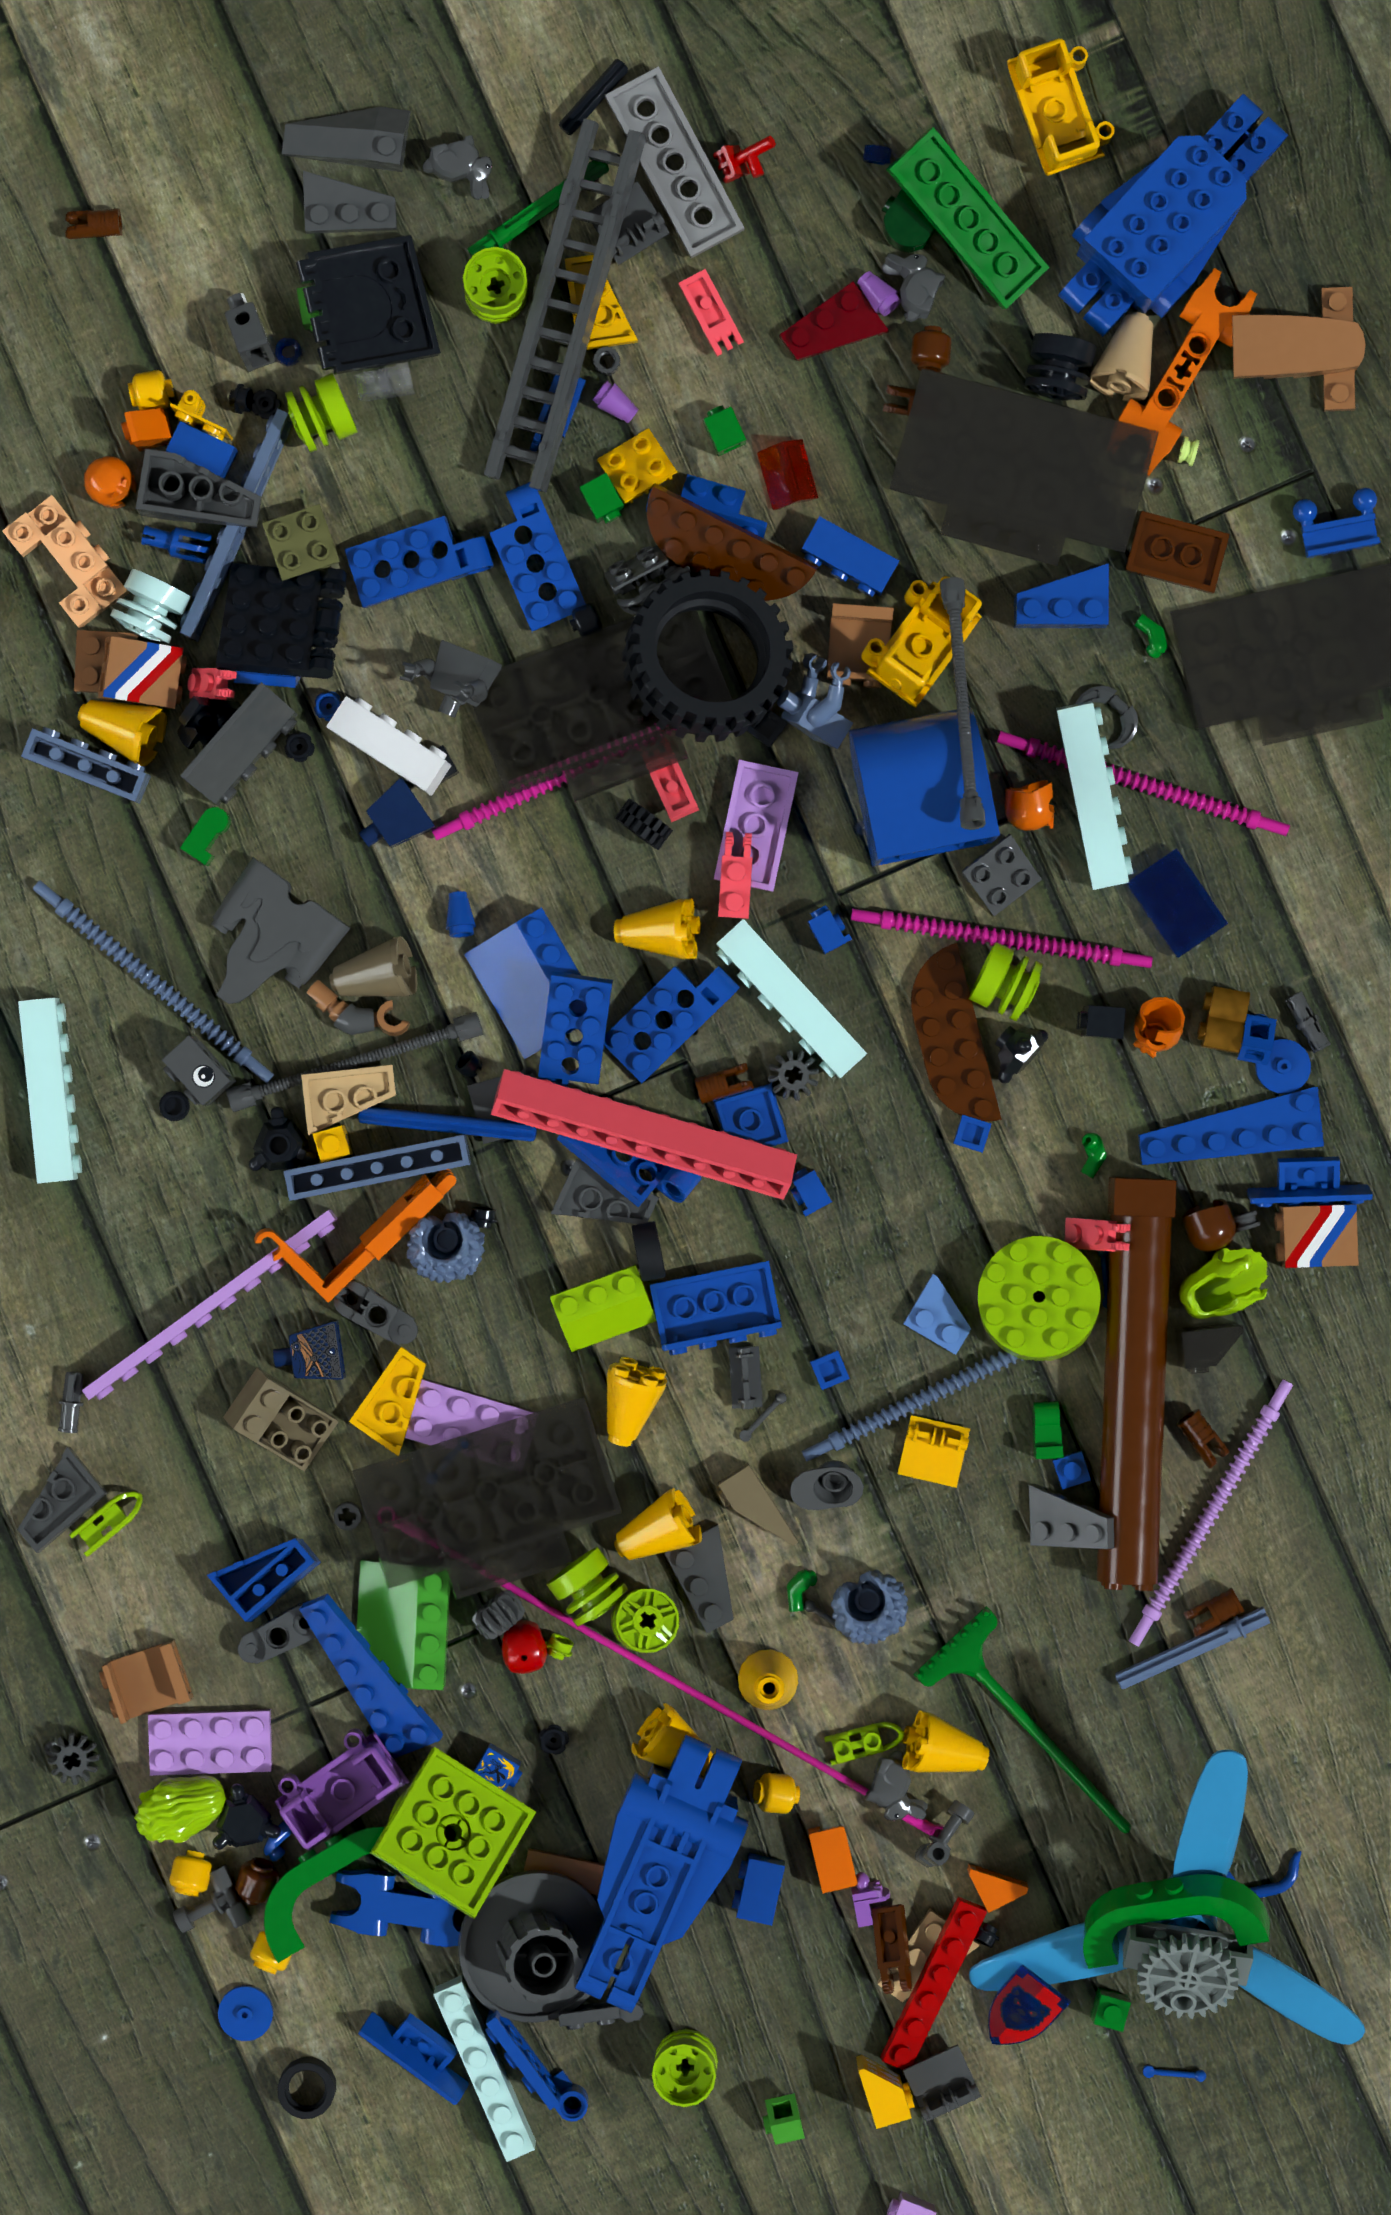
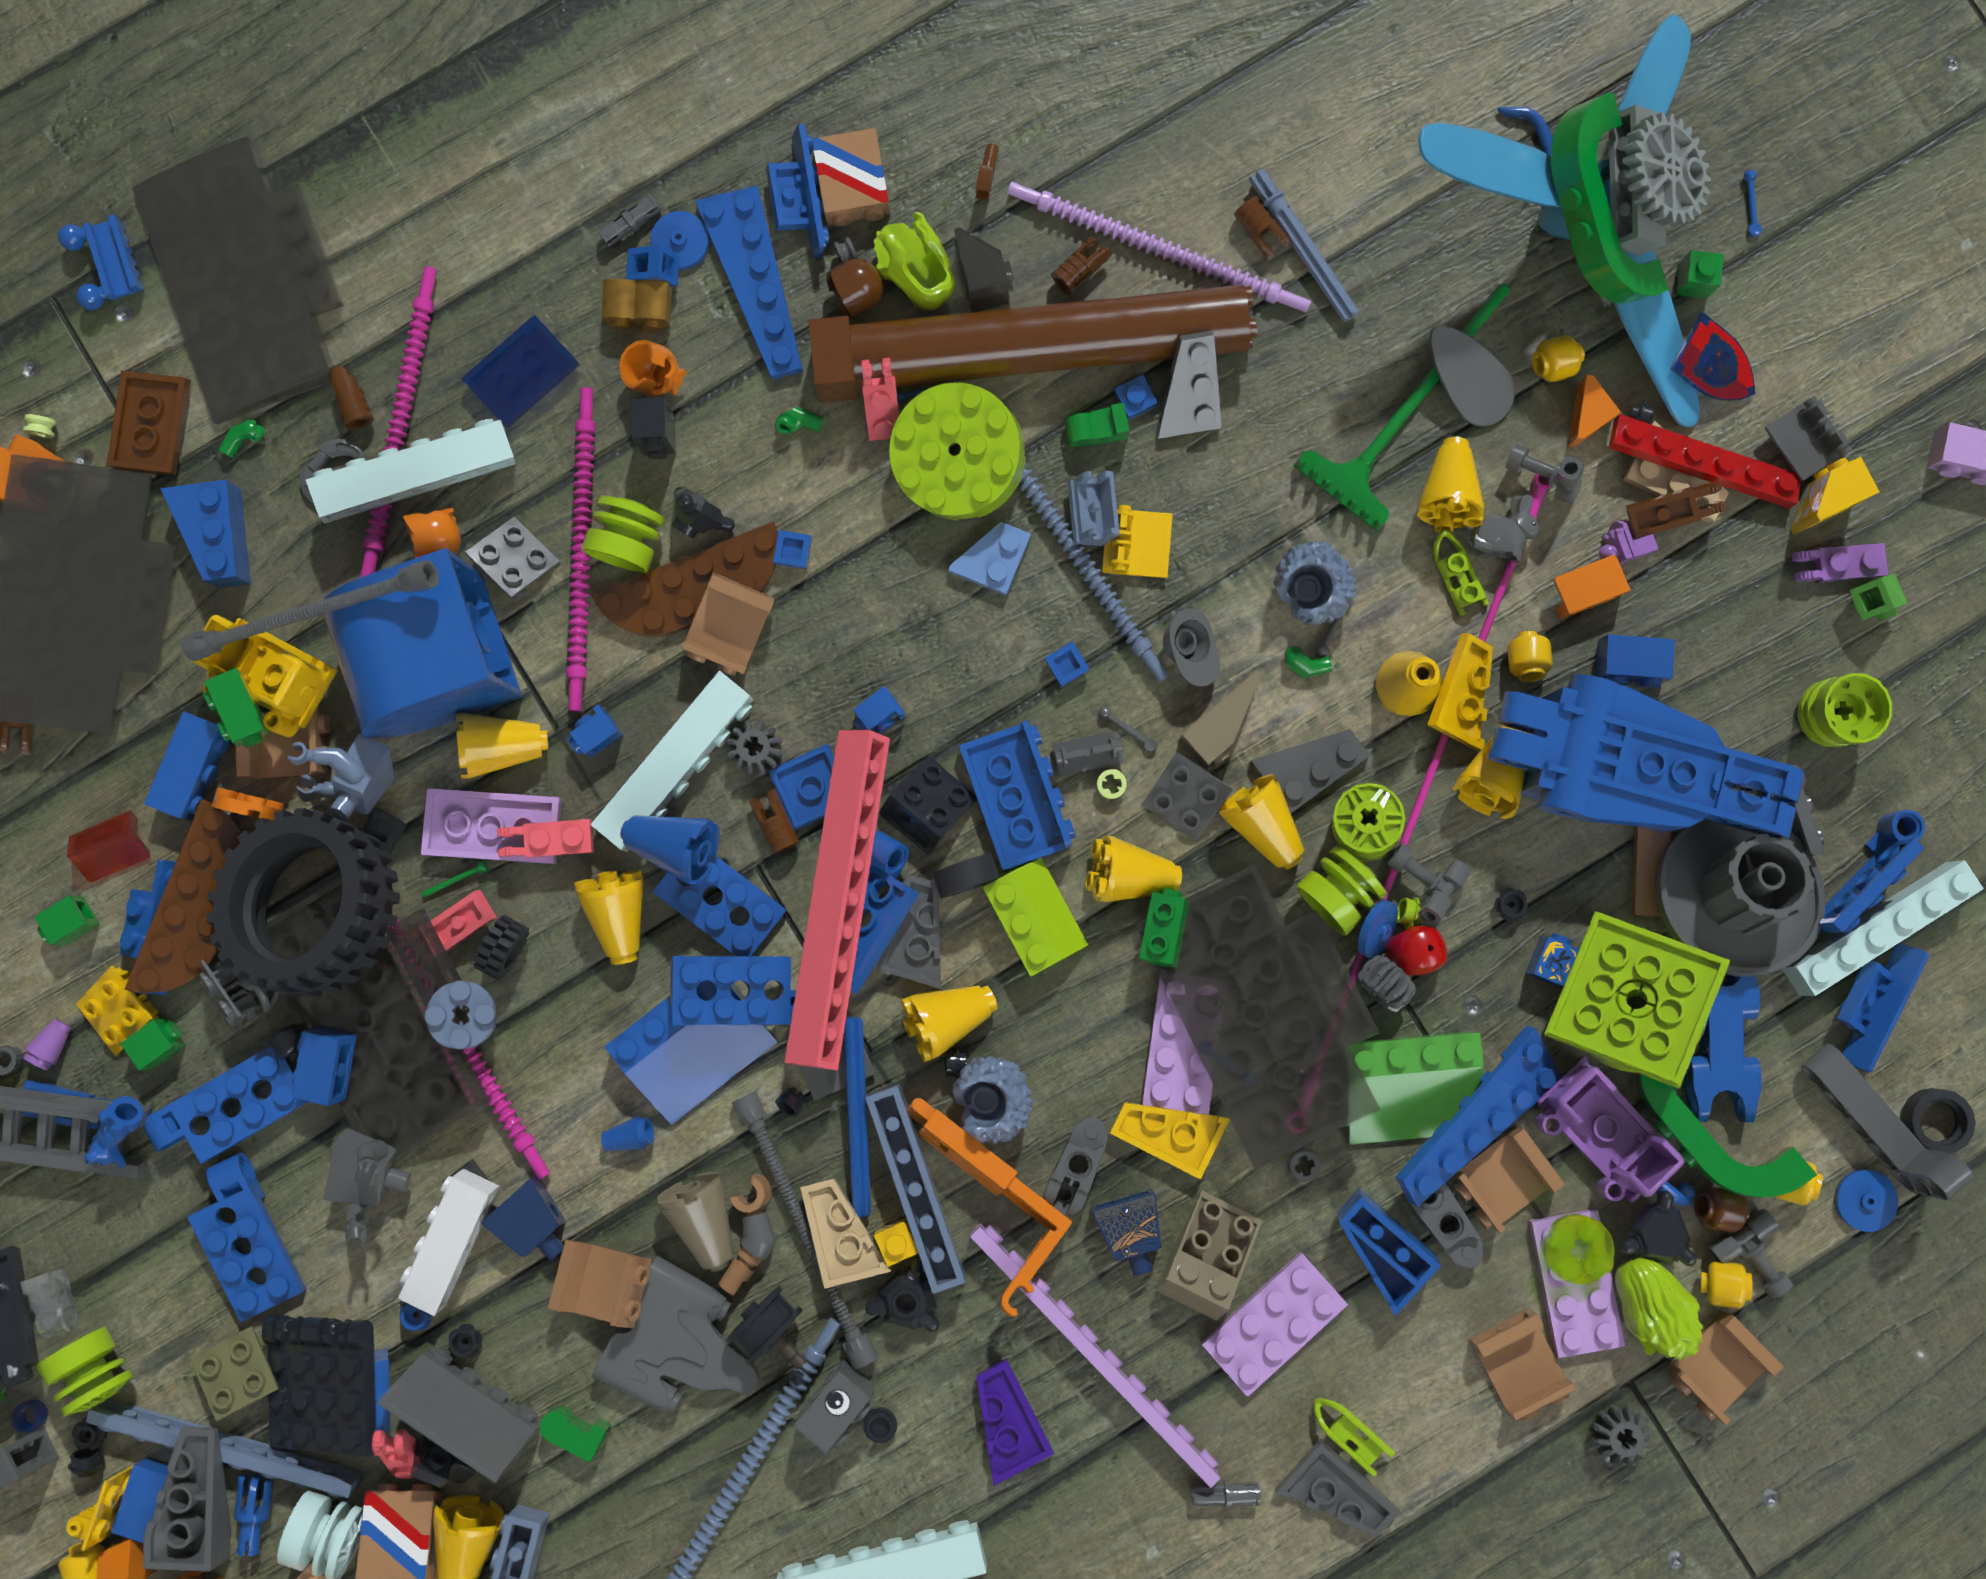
camera: 100 degrees left, 5 degrees down
(119, 1857) = (1722, 1367): none -> medium nougat panel
(158, 1221) = (1010, 1423): none -> dark purple wing
(212, 1468) = (1274, 1324): none -> lavender plate
(252, 1733) = (1595, 1260): none -> clear neon green plate
(268, 2061) = (1916, 1168): none -> dark grey beam
(275, 1018) = (765, 1327): none -> black wheel
(310, 1693) = (1506, 1178): none -> medium nougat panel
(333, 877) = (600, 1283): none -> medium nougat panel
(524, 1214) = (945, 1017): none -> yellow cone
(538, 474) = (116, 1123): none -> blue animal
(548, 1614) = (1377, 929): none -> blue piece
(561, 651) = (323, 1065): none -> blue brick
(575, 1423) = (1164, 928): none -> green brick
(578, 1674) = (1437, 886): none -> dark grey bar
(586, 802) = (481, 1014): none -> sand blue plate
(693, 1461) = (1187, 796): none -> dark grey hinge
(707, 1388) = (1116, 775): none -> yellowish green bush
(713, 993) = (673, 844): none -> blue cone
(719, 1225) = (927, 804): none -> black bracket
(720, 811) = (481, 867): none -> green piece
(745, 1724) = (1461, 697): none -> yellow wing
(807, 603) = (246, 804): none -> orange plate
(822, 2097) = (1843, 563): none -> medium lavender hinge
(830, 840) = (496, 743): none -> yellow cone
(891, 615) = (237, 708): none -> green brick
(910, 1065) = (727, 624): none -> medium nougat panel
(969, 1415) = (1093, 508): none -> sand blue hinge
(1043, 1782) = (1471, 377): none -> dark grey shield
(1049, 1865) = (1558, 358): none -> yellow head
(1172, 743) = (350, 399): none -> reddish brown hinge
(1305, 1363) = (986, 172): none -> reddish brown bar

